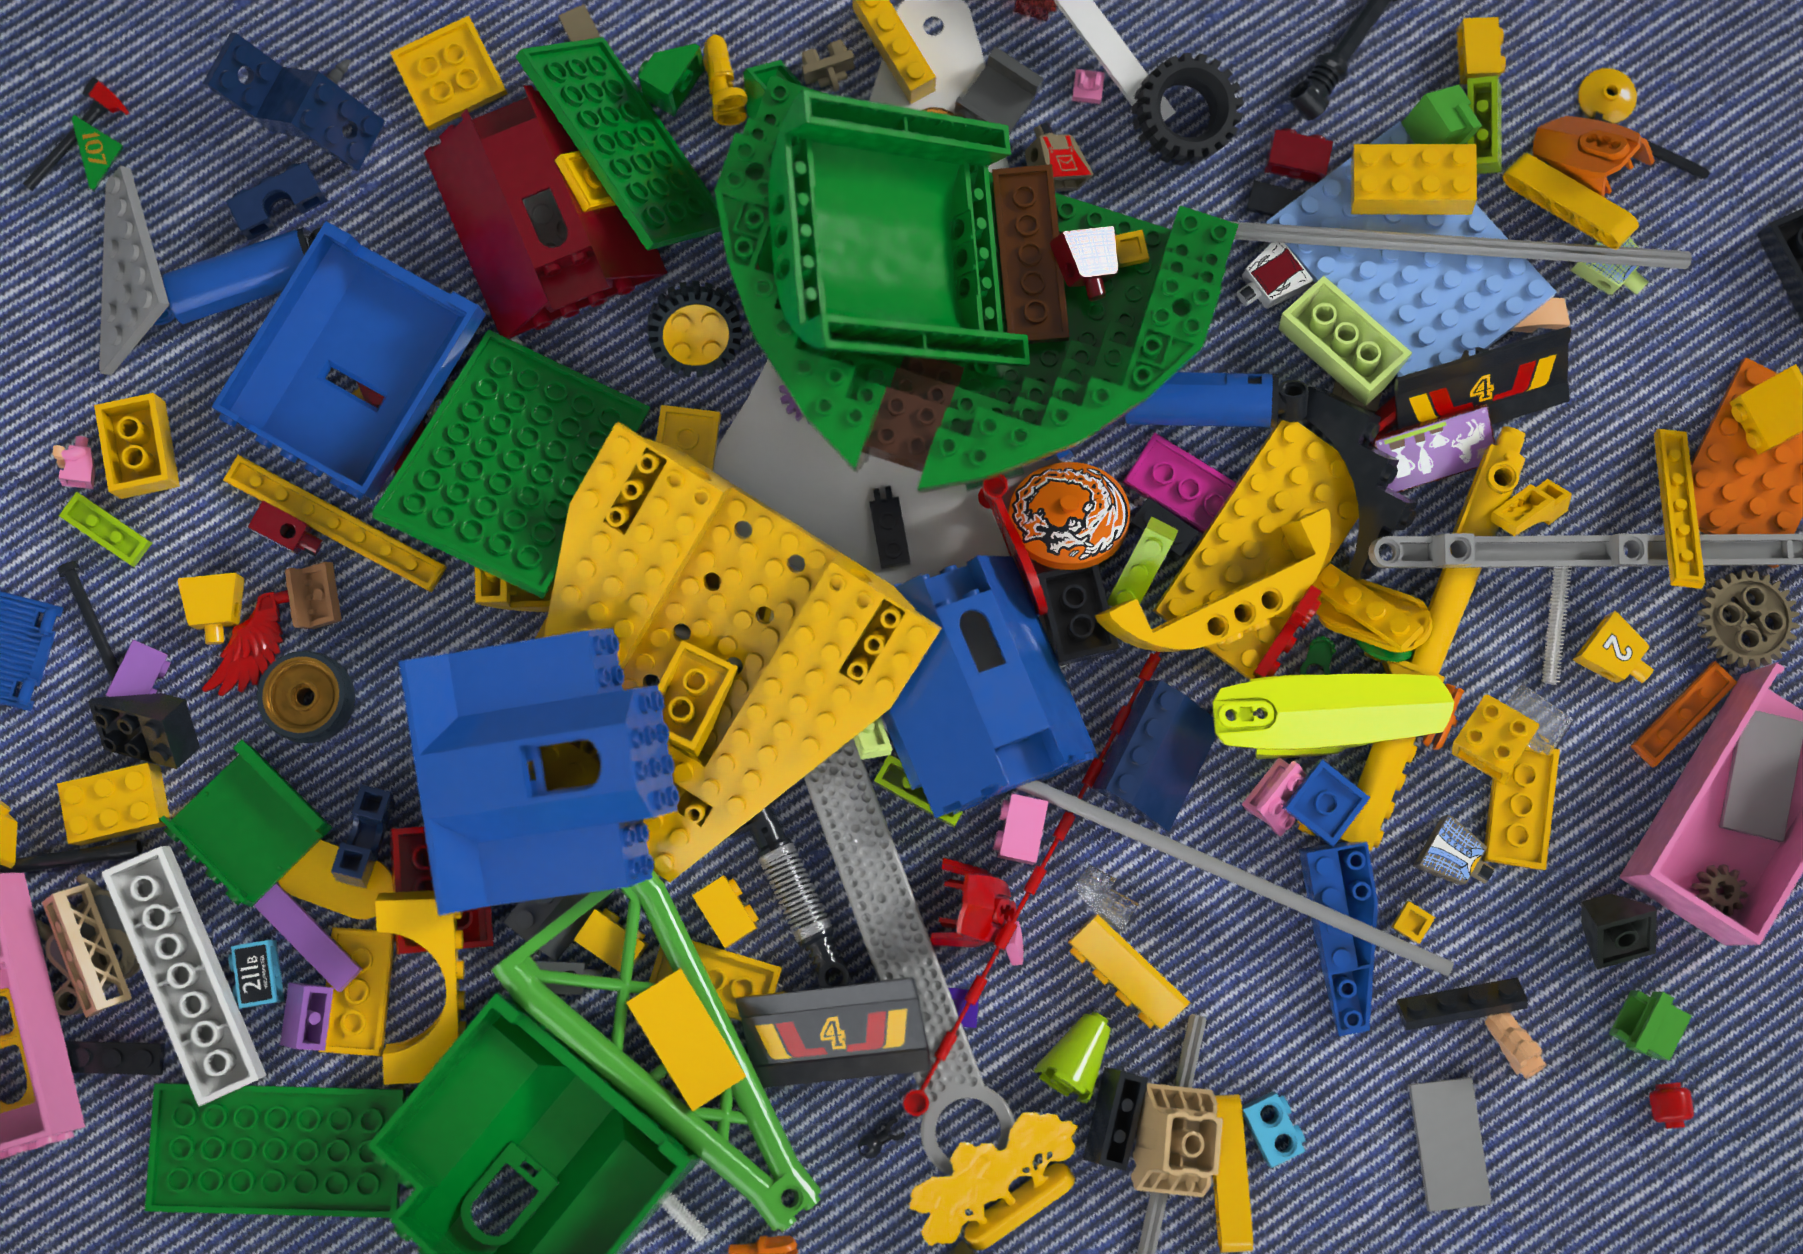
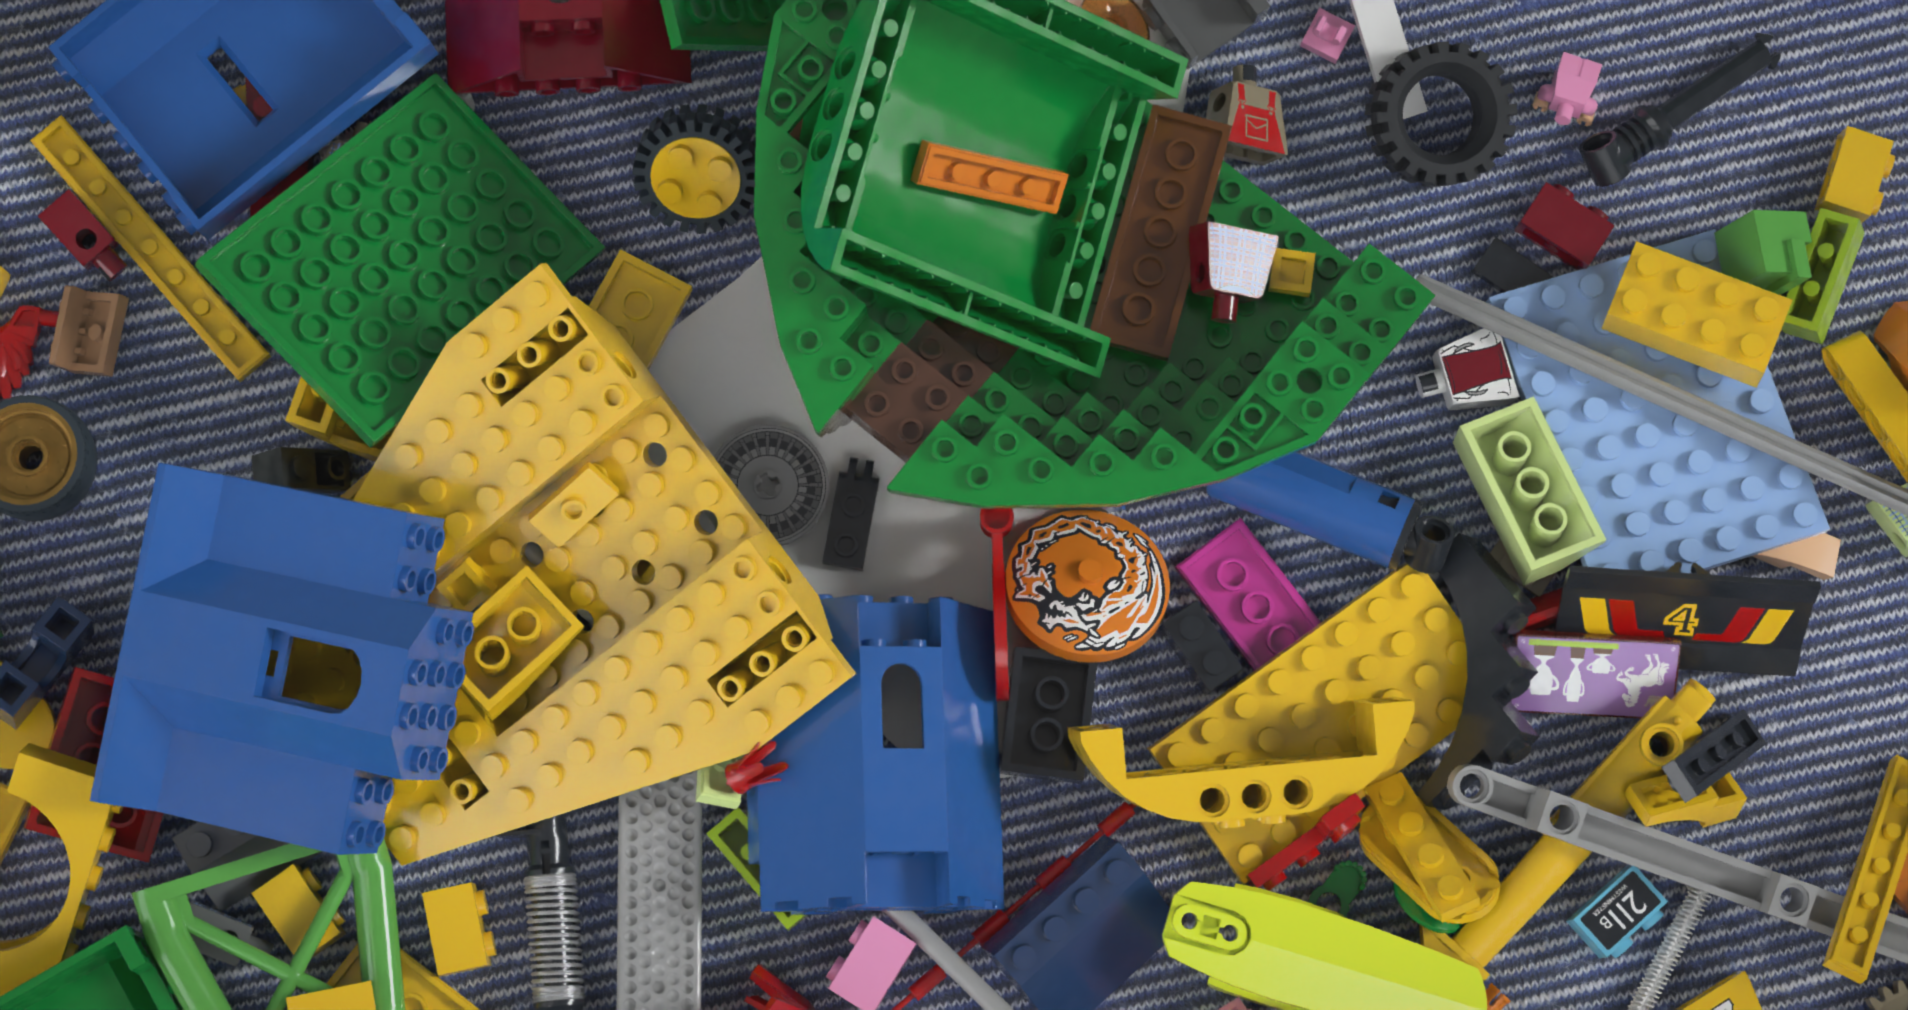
camera: 15 degrees right, 0 degrees up
(498, 632) = (304, 468): none -> pearl dark grey slope
(644, 670) = (466, 586): none -> yellow plate
(699, 585) = (573, 504): none -> yellow plate
(833, 506) = (785, 458): none -> piece
(892, 724) = (750, 772): none -> red piece
(902, 254) = (989, 177): none -> orange tile
(1143, 562) = (1156, 683): lime brick -> none
(1267, 62) = (1570, 90): none -> bright pink piece
(1512, 604) = (1618, 912): none -> brick
(1539, 473) = (1713, 756): none -> black plate

